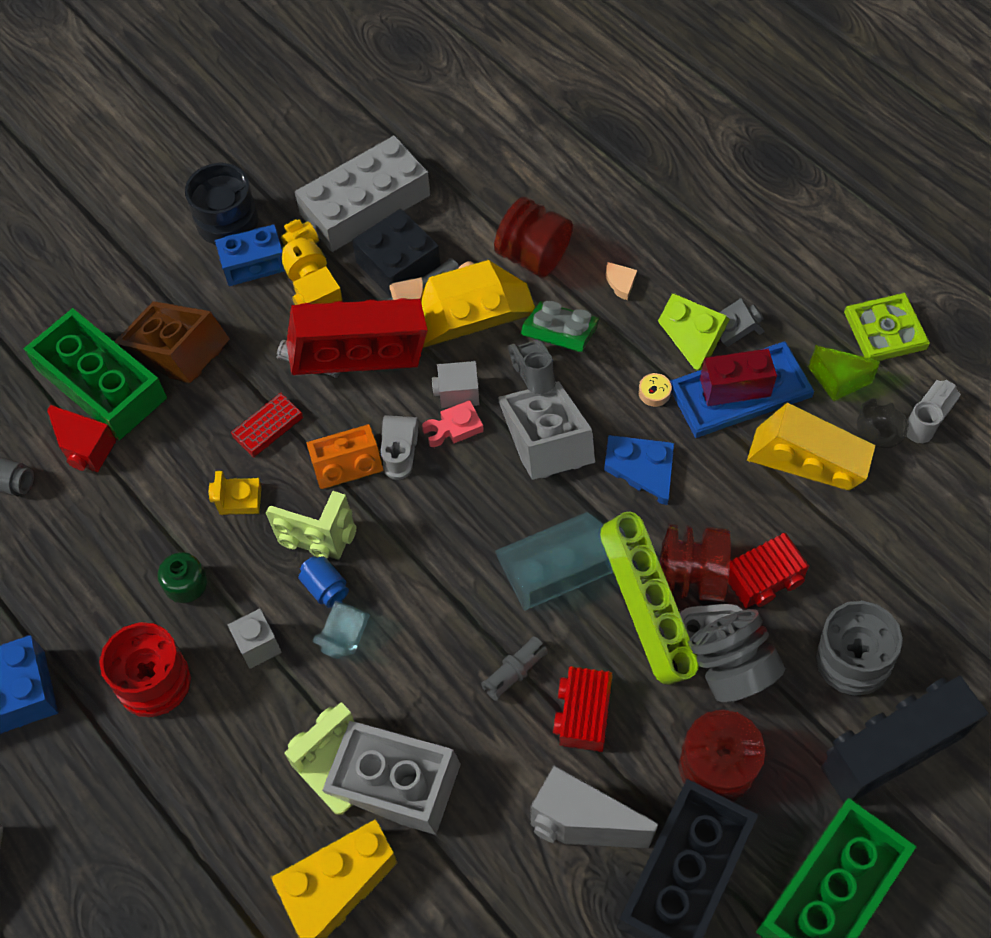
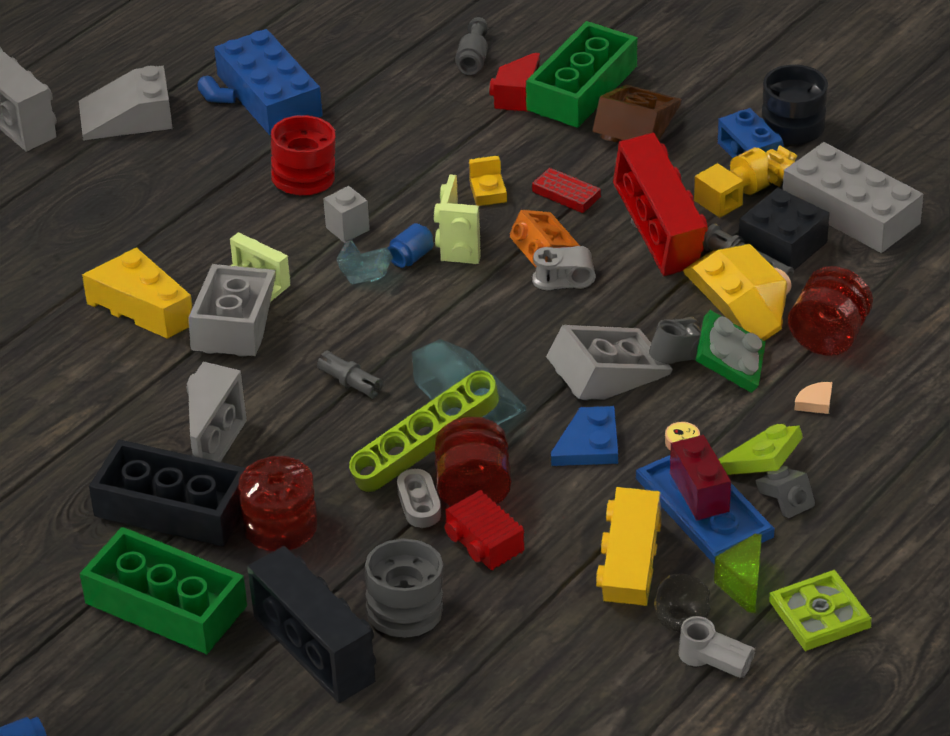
camera: 80 degrees right, 20 degrees down
(182, 577) = (394, 163): dark green head -> none
(407, 289) = (726, 235): light nougat tile -> none
(456, 384) = (641, 295): light grey brick -> none
(457, 422) = (600, 308): coral plate -> none
(585, 708) = (316, 421): red brick -> none
(737, 656) = (375, 492): dark grey wheel -> none

